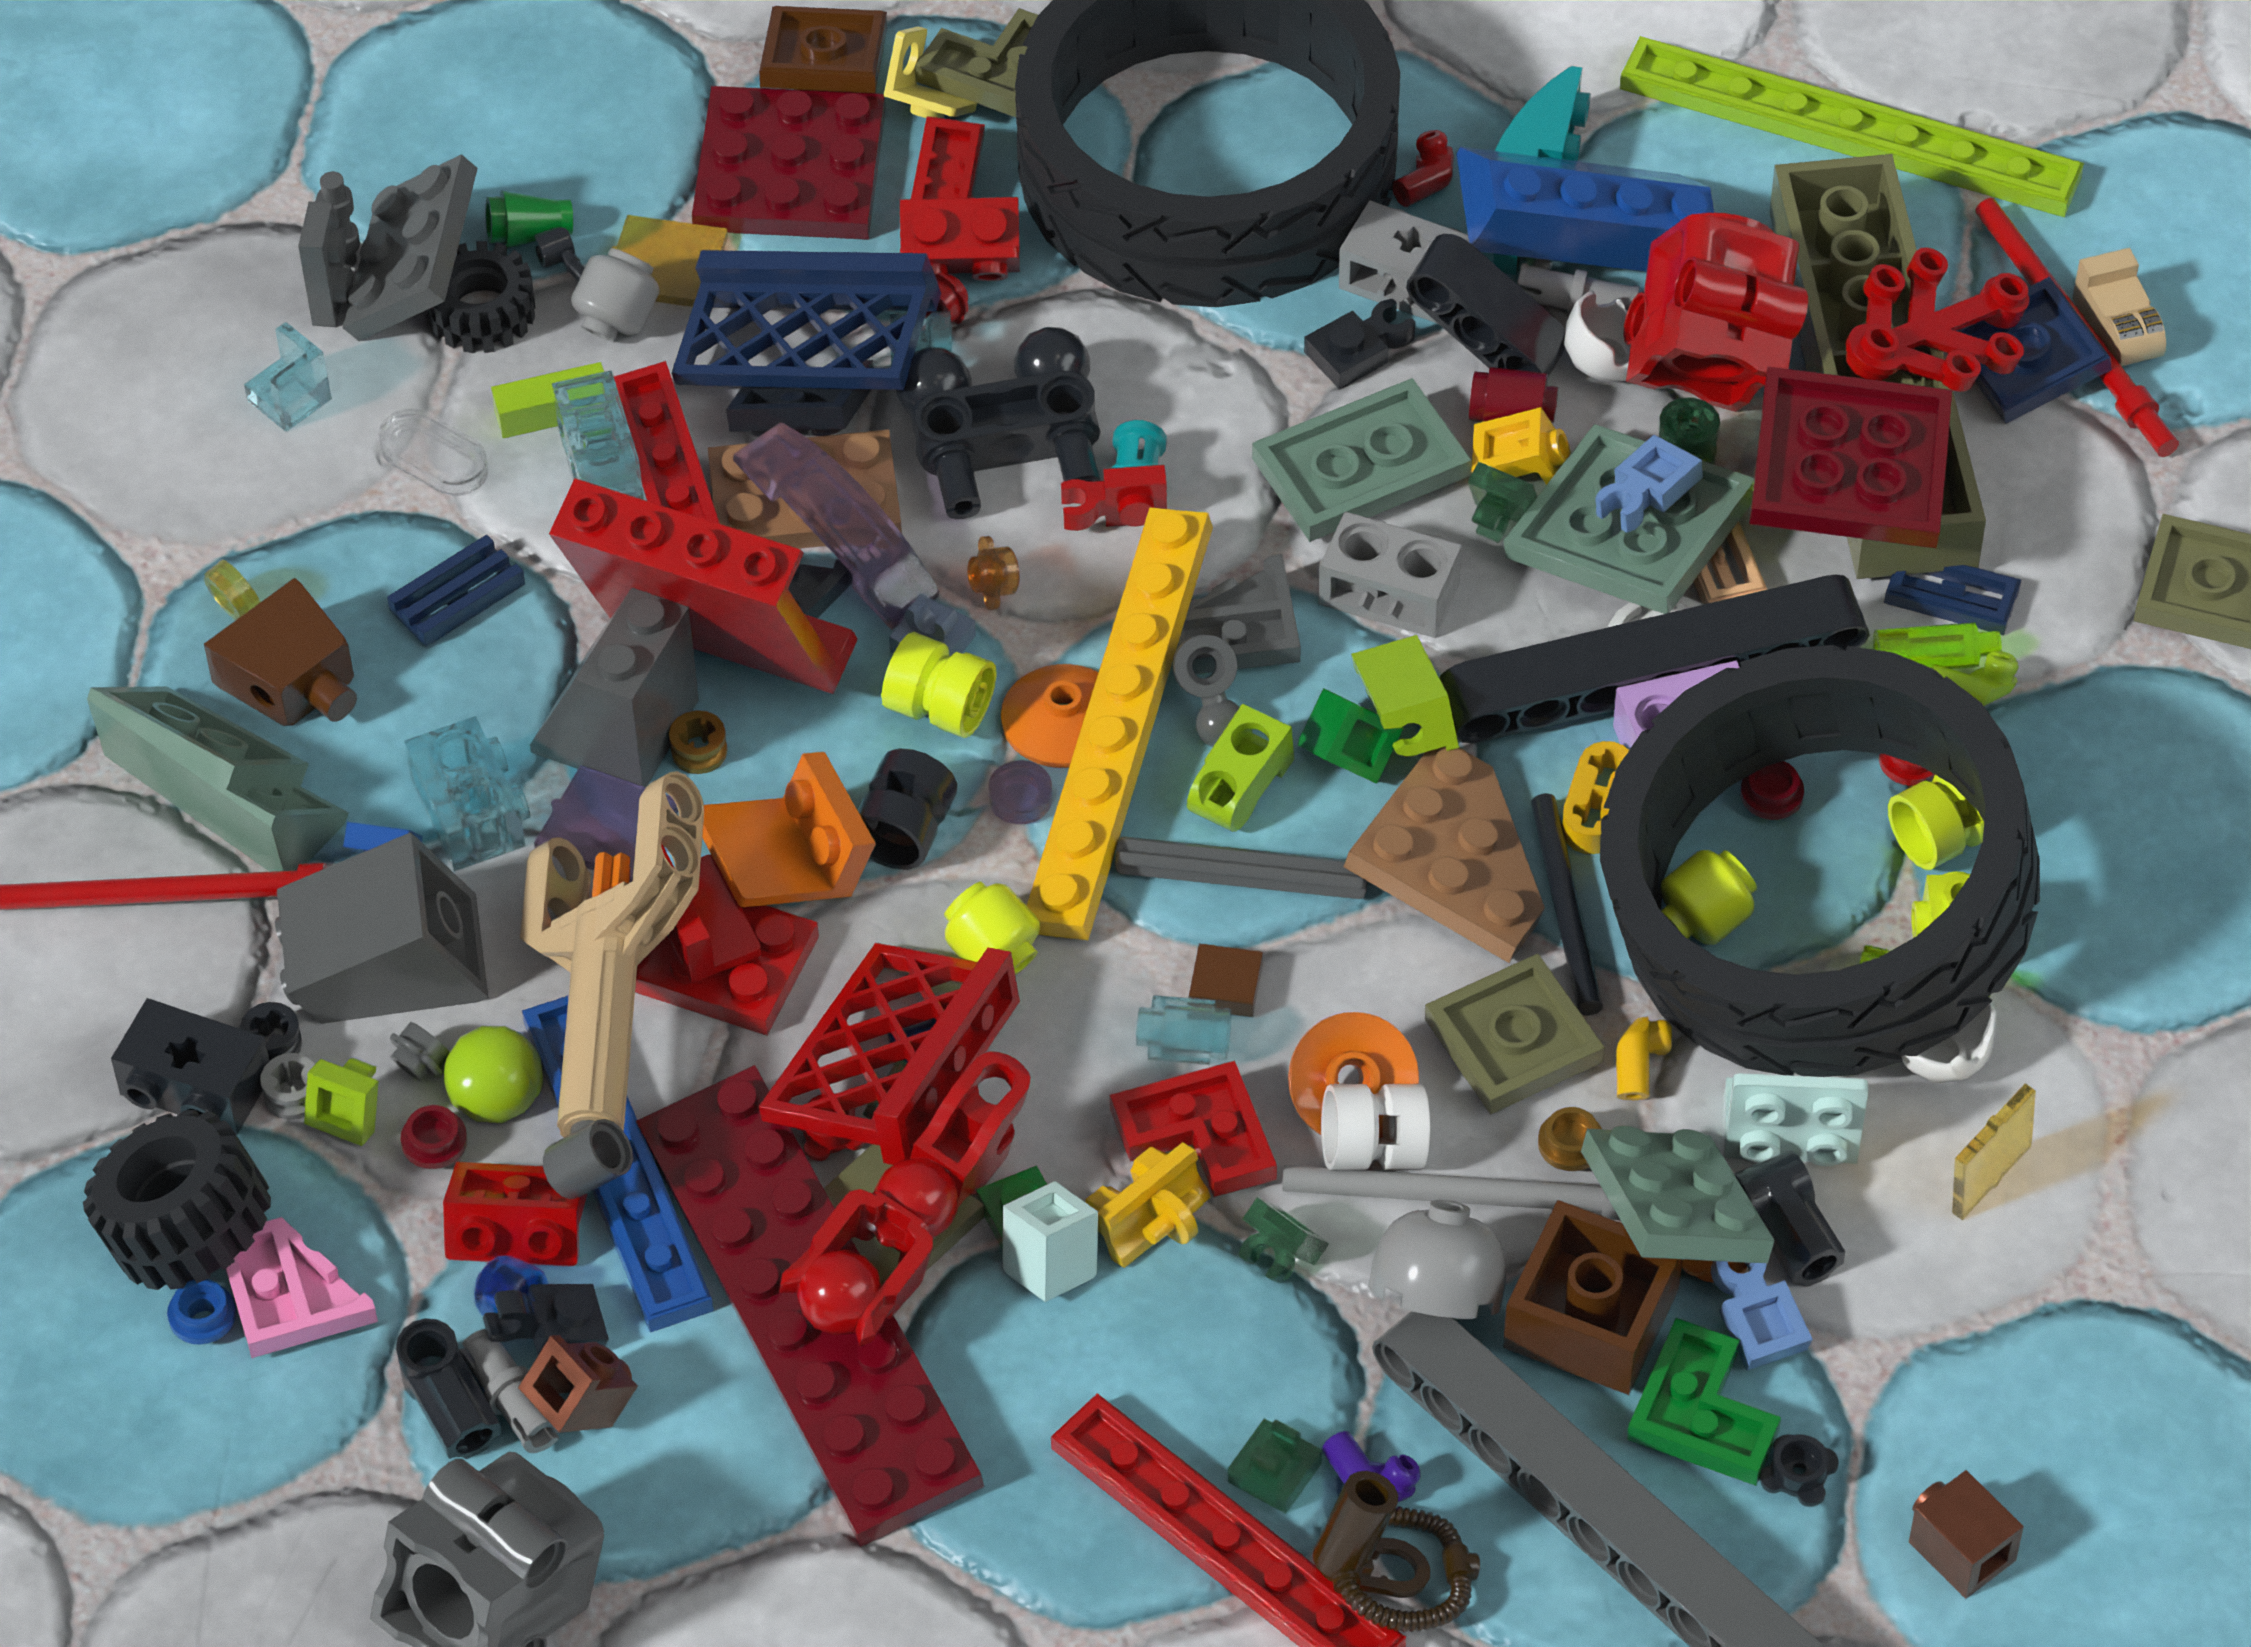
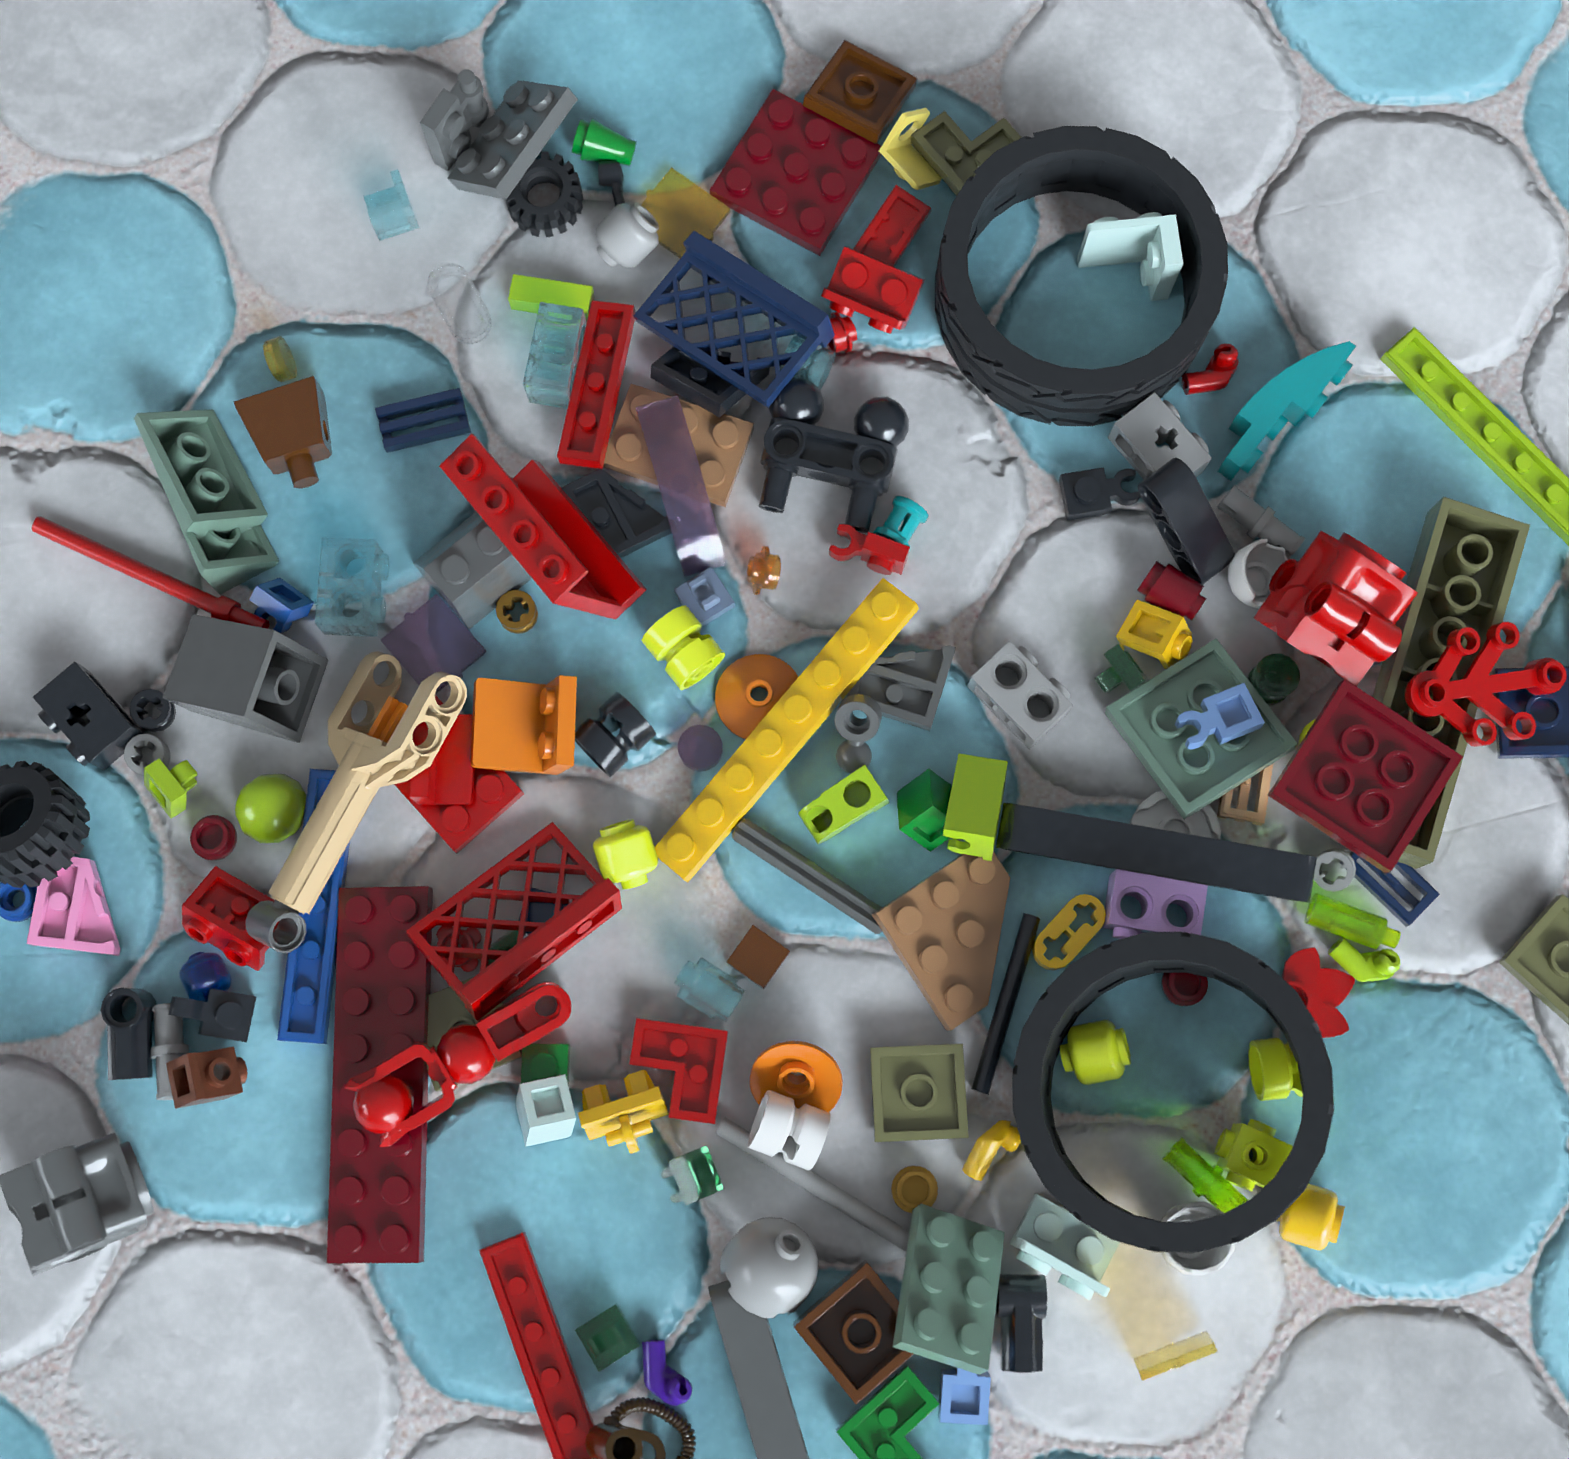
camera: 25 degrees right, 25 degrees up
(418, 1052) = (232, 769): dark grey plate -> none
(1261, 61) = (1145, 239): none -> light aqua bracket
(1361, 458) = (1048, 591): sand green plate -> none
(1571, 207) = (1296, 465): blue slope -> none
(1896, 610) = (1341, 882): none -> light grey bush
(2068, 957) = (1312, 1218): none -> yellow head

